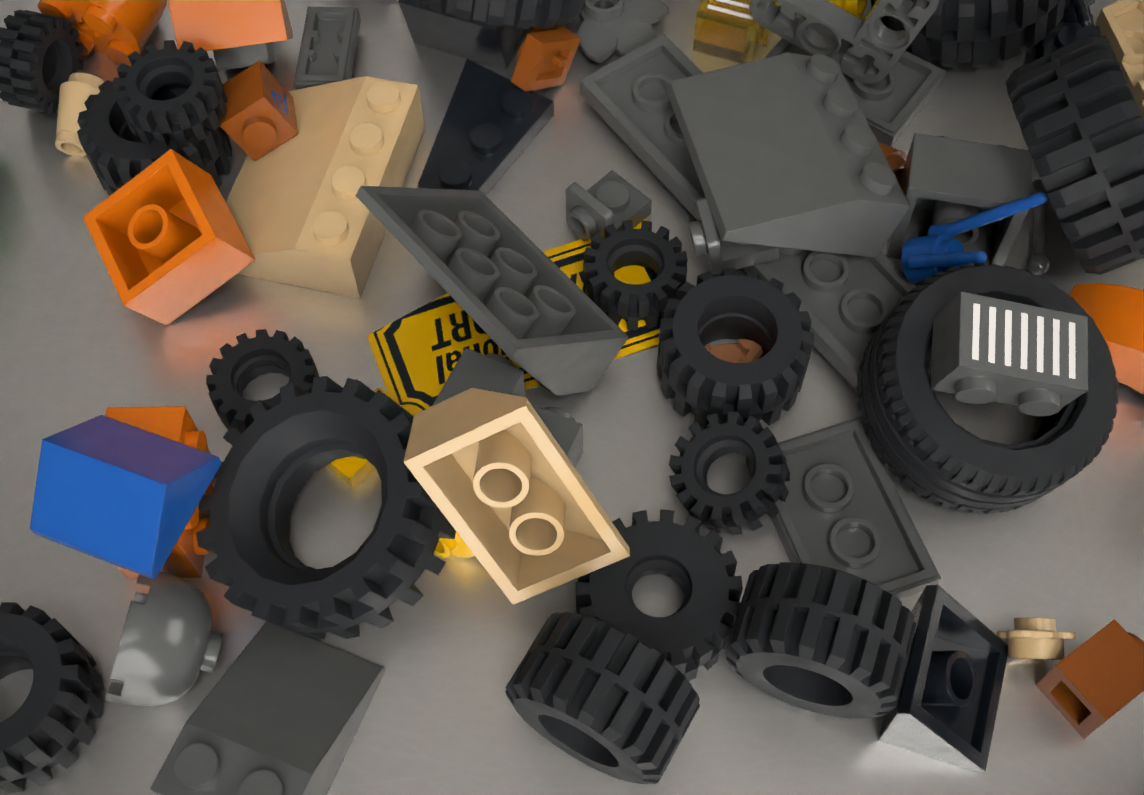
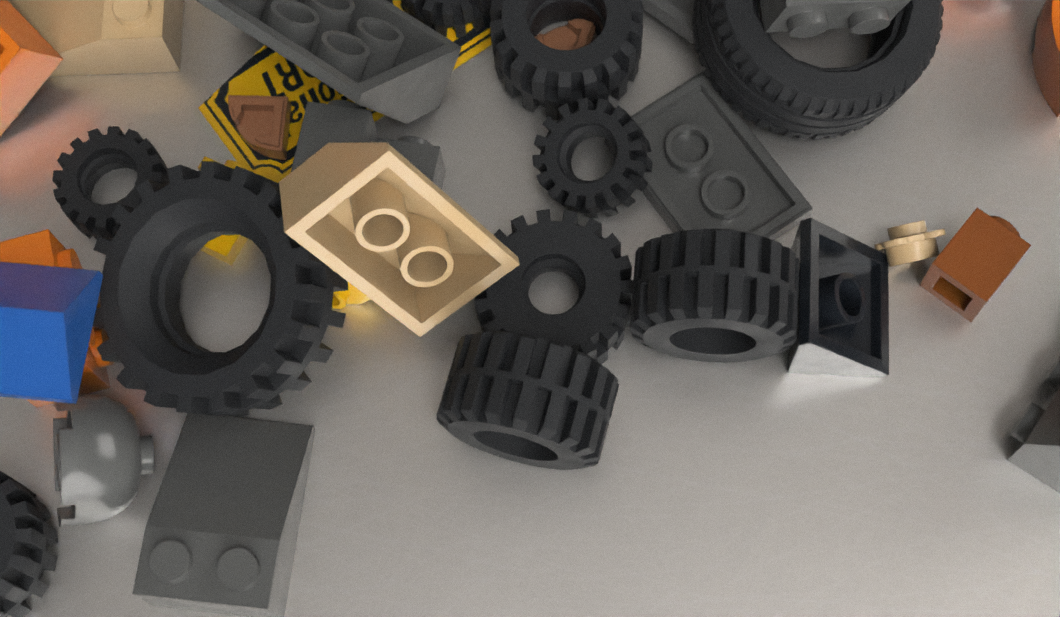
camera: 10 degrees left, 10 degrees up
(422, 363) = (262, 122): none -> nougat tile

